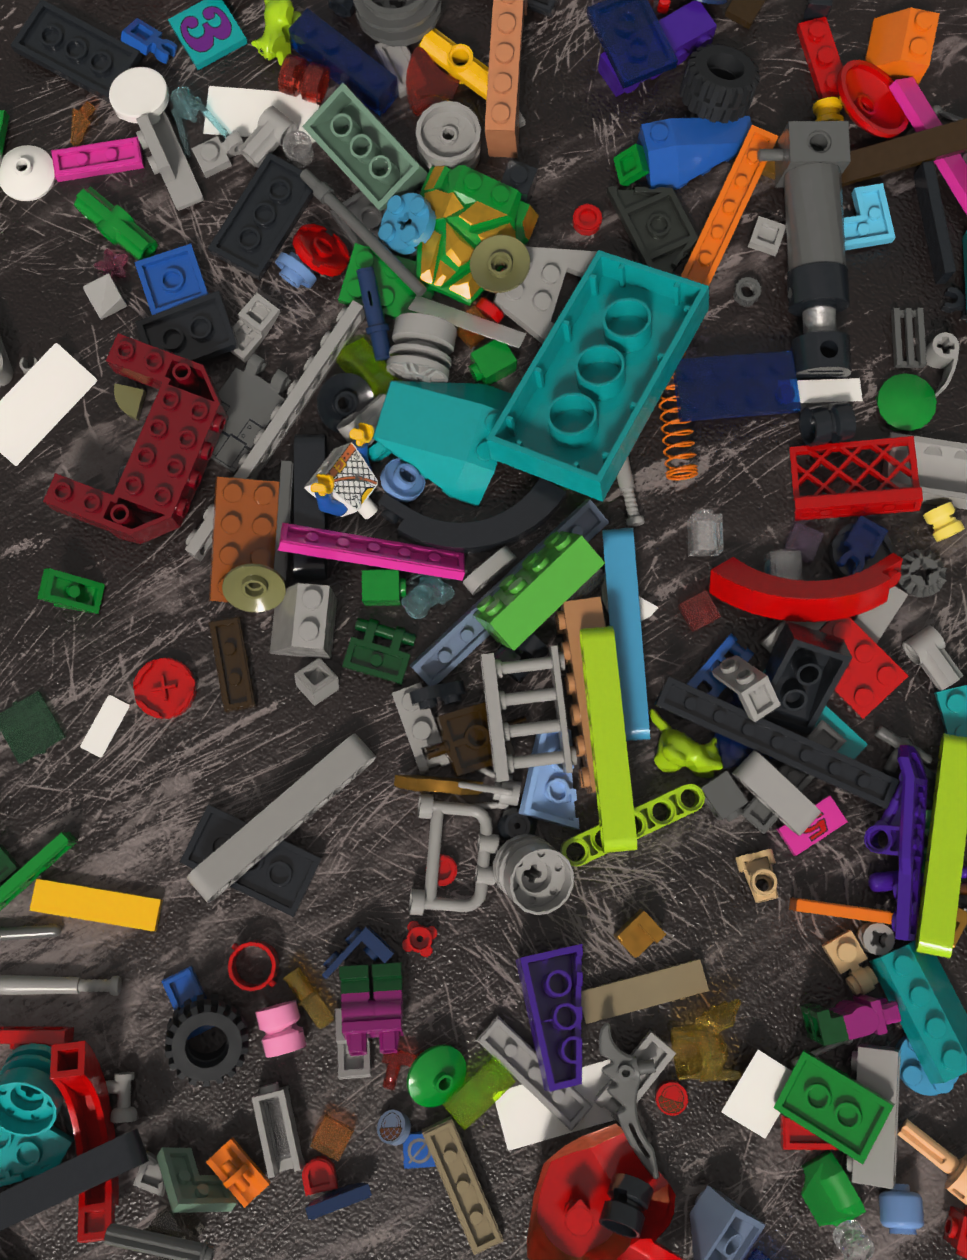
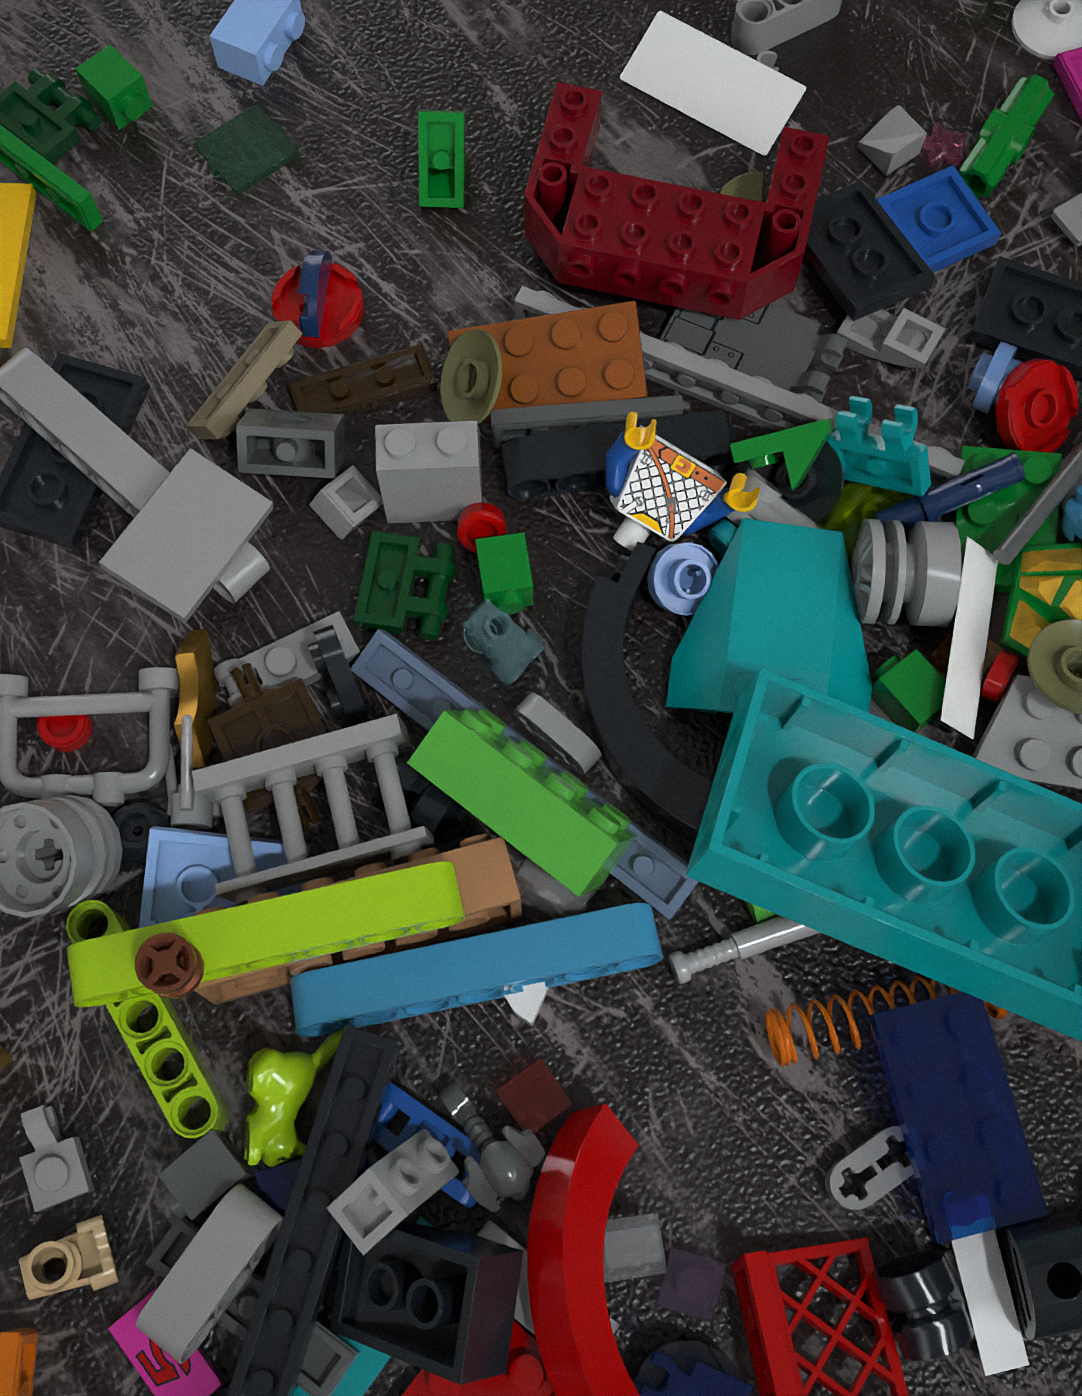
camera: 85 degrees right, 10 degrees down
(104, 726) = (257, 240): white sticker -> none
(162, 686) = (314, 284): none -> dark blue tile
(218, 739) = (245, 381): none -> dark tan plate
(274, 710) = (290, 443): none -> dark grey brick
(330, 394) = (799, 445): none -> green slope
(336, 777) = (186, 535): none -> light grey tile
(348, 598) = (478, 522): none -> red tile
(351, 343) = (883, 460): none -> teal plate
(371, 551) = (555, 545): dark pink tile -> none
(632, 783) = (160, 956): none -> copper wheel
(705, 533) = (676, 1091): clear brick -> none
(706, 883) = (57, 1167): none -> light grey plate
(737, 628) = (504, 1165): none -> dark grey piece
(748, 440) = (864, 1157): none -> light grey beam

